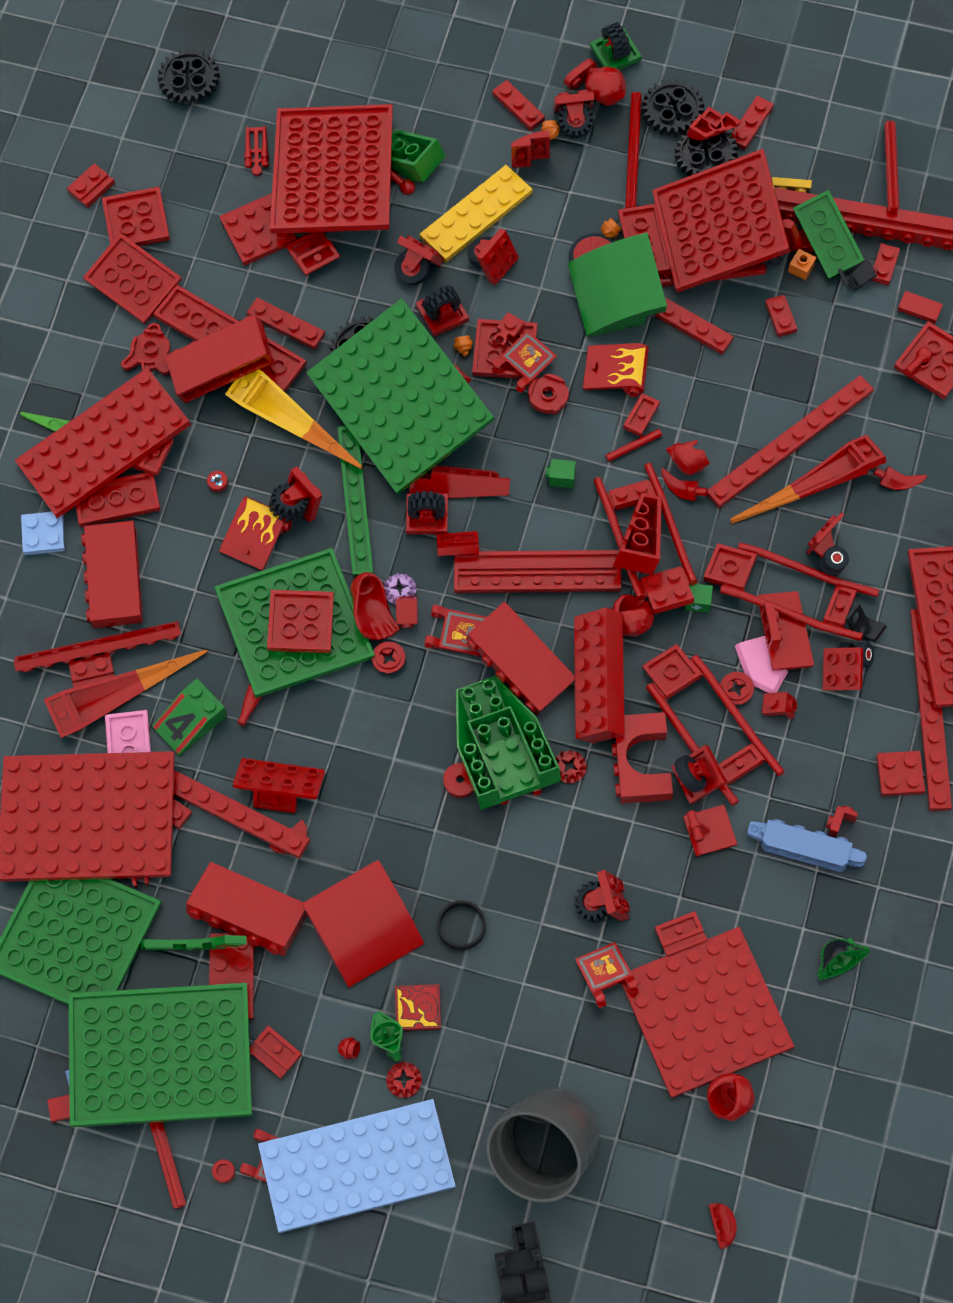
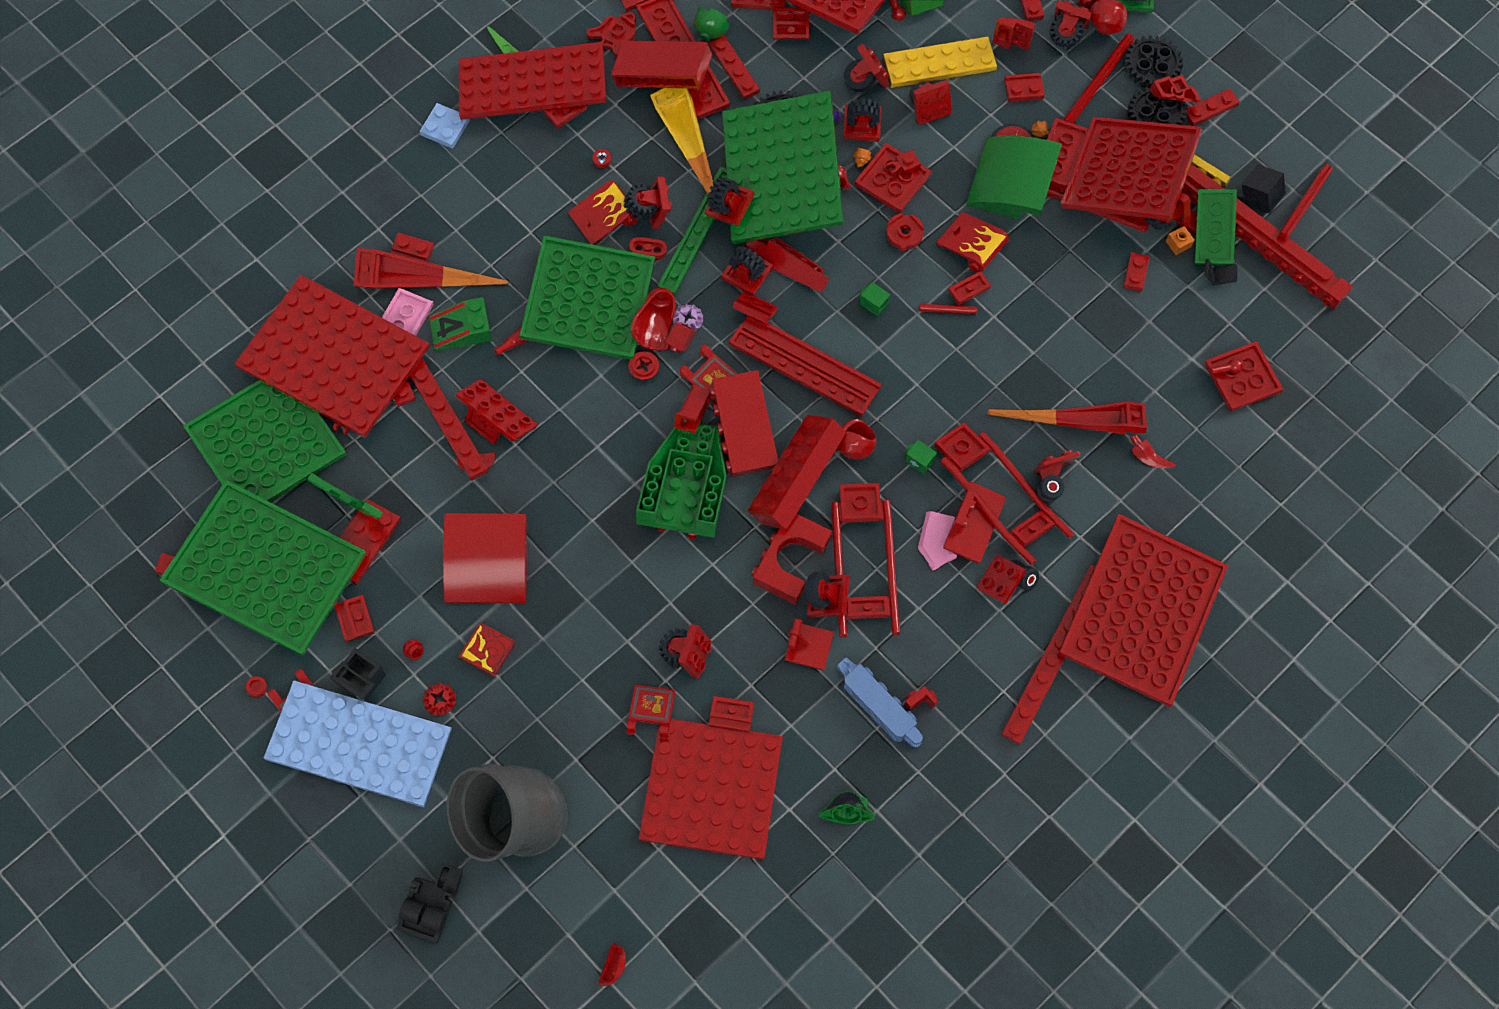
camera: 25 degrees right, 0 degrees up
(92, 647) = (422, 231): red plate -> none
(112, 574) = (474, 185): red brick -> none
(119, 500) = (517, 132): red plate -> none
(167, 1164) = (217, 657): red axle -> none
(239, 293) = (710, 23): none -> green cylinder
(246, 909) = (403, 495): red brick -> none
(300, 621) = (591, 298): red plate -> none
(316, 1102) = (358, 675): none -> black plate
(318, 542) = (648, 247): none -> red plate
(373, 457) = (728, 201): none -> plate
(387, 1035) = (446, 656): green hat -> none
(456, 789) = (628, 489): red piece -> none
(457, 904) = (563, 586): black tyre -> none
(464, 672) = (692, 409): none -> red window
(526, 357) = (904, 192): red flag -> none
(553, 128) = (1042, 27): orange plate -> none
(569, 195) = (1024, 87): none -> red plate
(579, 764) = (726, 538): red gear -> none
(642, 538) = (900, 383): red wedge -> none
(663, 589) = (900, 434): red plate -> none
(684, 489) = (966, 365): red bar -> none
(687, 458) = (982, 342): red hair -> none
(695, 327) = (1059, 242): red plate -> none
(730, 1096) = (683, 866): red piece -> none
(741, 680) = (912, 540): red gear -> none
(779, 704) = (931, 578): red bracket -> none
(789, 441) = (1078, 375): red plate -> none
(847, 174) = (1263, 188): none -> black plate
(870, 628) = (1045, 558): black bracket -> none
(885, 263) = (1251, 277): red plate -> none
(900, 773) = (996, 691): red plate -> none
(920, 307) = (1258, 327): red tile -> none

